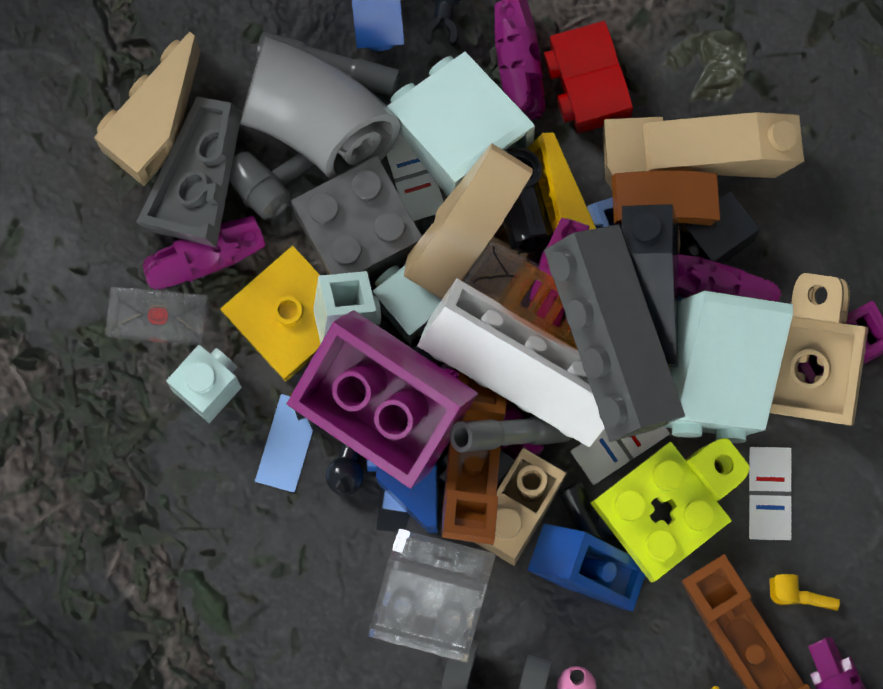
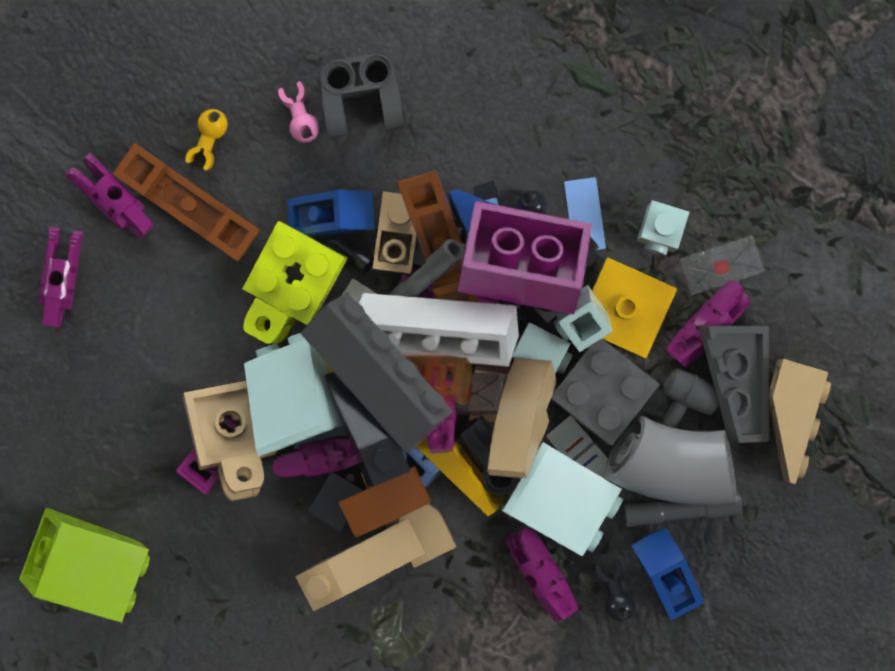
camera: 155 degrees right, 10 degrees up
(432, 595) = (431, 136): clear slope -> none
(589, 77) = (482, 580): red brick -> none
(770, 493) = (224, 326): white sticker -> none
(785, 591) = (185, 259): yellow hand -> none

